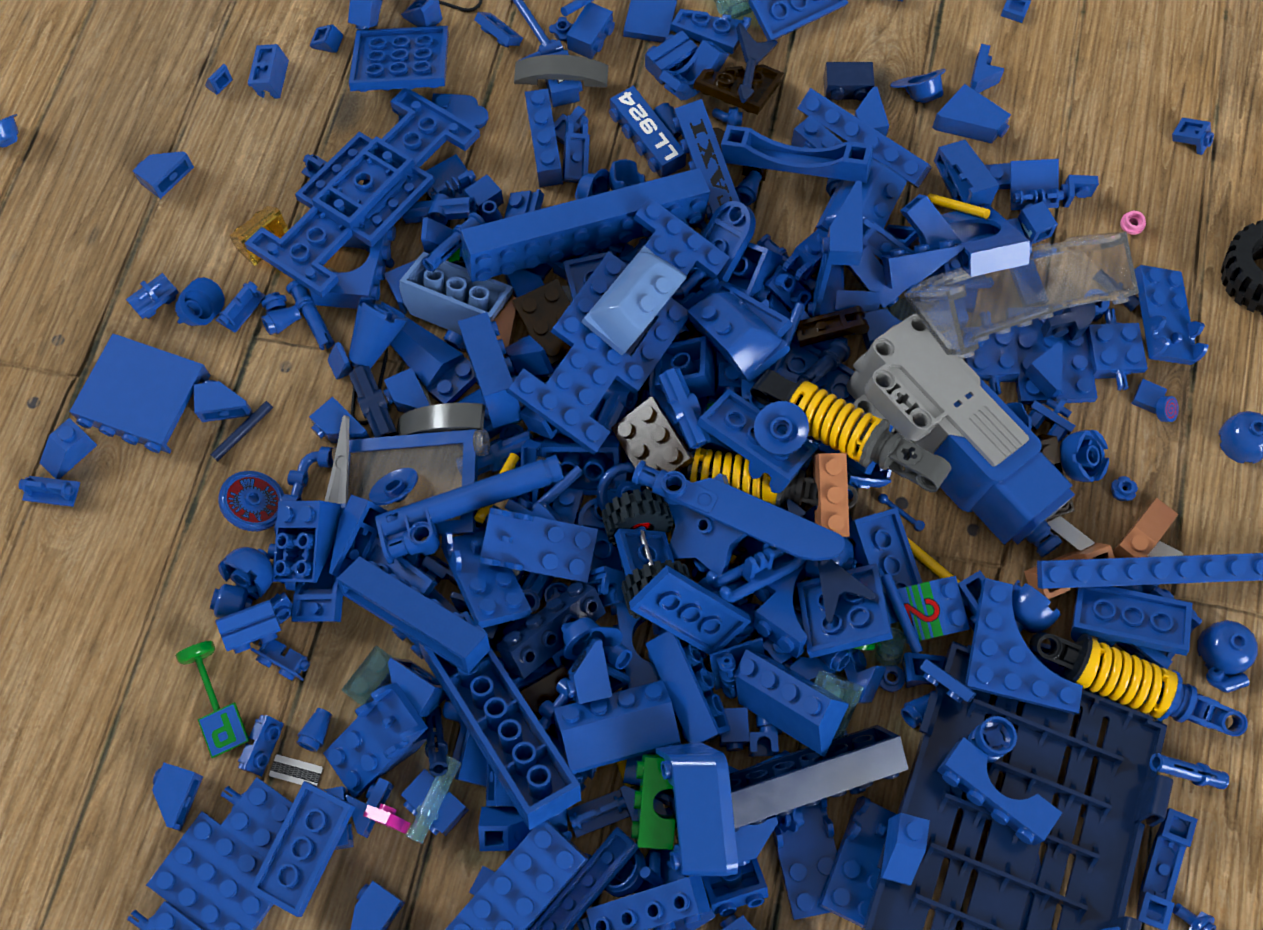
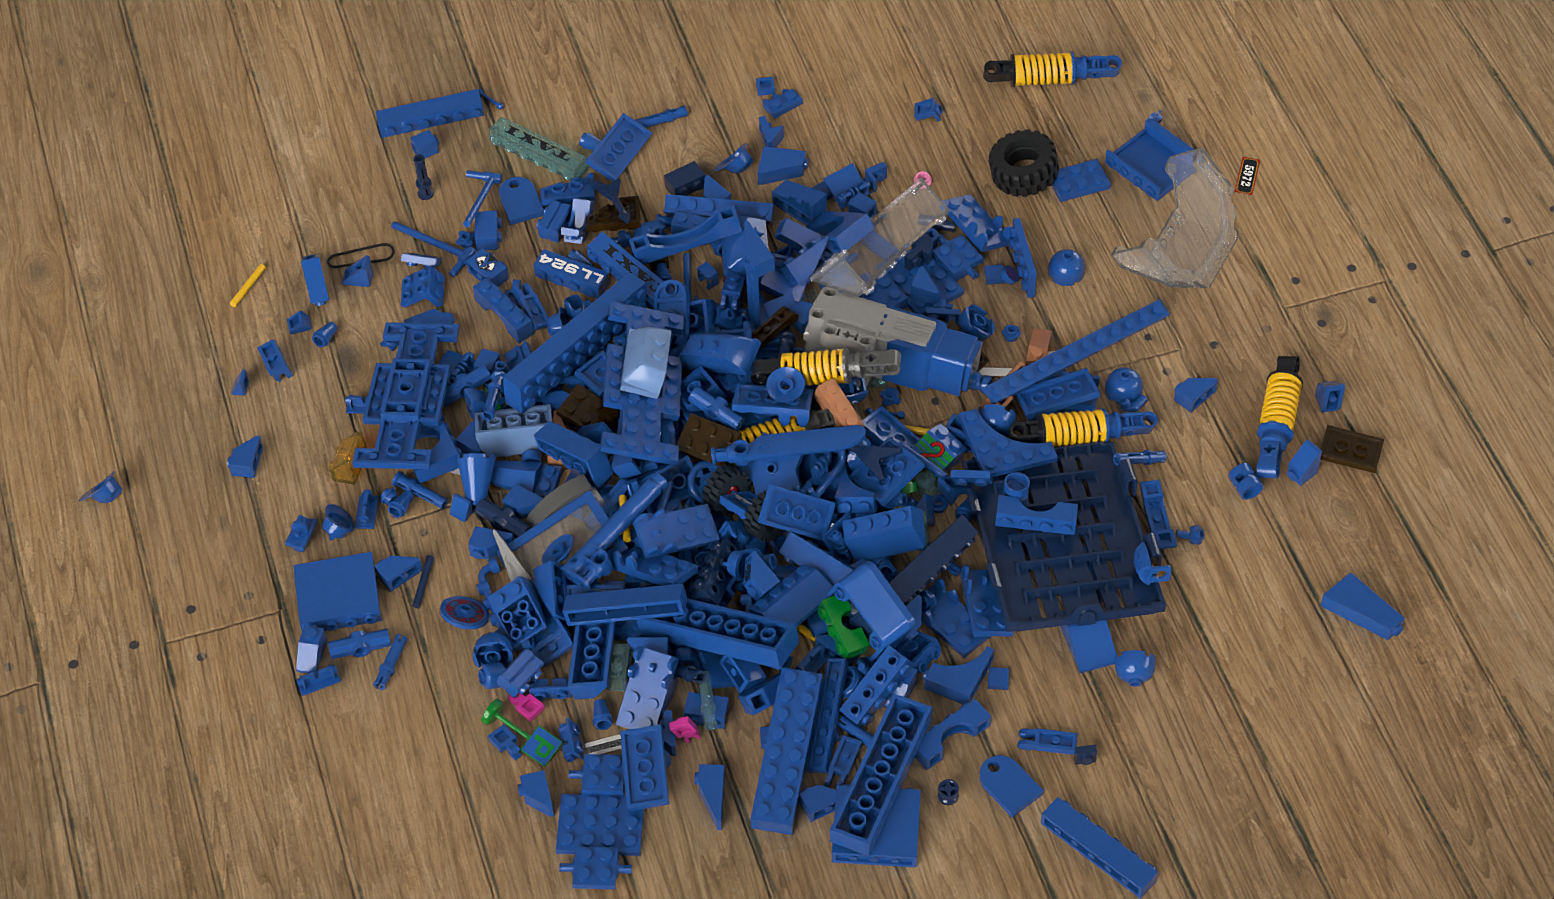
camera: 30 degrees left, 15 degrees down
(120, 471) = (359, 643): none -> blue piece
(137, 515) = (387, 668): none -> blue pin
(185, 696) = (504, 740): none -> blue plate
(243, 668) = (527, 706): none -> dark pink plate
(338, 67) = (324, 334): none -> blue cone
(341, 653) = (591, 659): none -> blue slope
(399, 58) = (367, 307): blue plate -> none
(481, 64) = (423, 284): none -> blue bracket
(561, 68) = (484, 261): dark grey slope -> none
(771, 122) = (654, 227): none -> blue animal
(774, 207) = (687, 271): none -> blue bar
(800, 211) = (708, 273): none -> blue piece
(904, 848) = (1001, 565): blue slope -> none
(912, 497) = (887, 393): none -> blue plate
(959, 206) = (814, 218): yellow bar -> none
(1023, 39) = (782, 103): none -> blue plate
(1199, 397) = (1023, 258): none -> blue plate

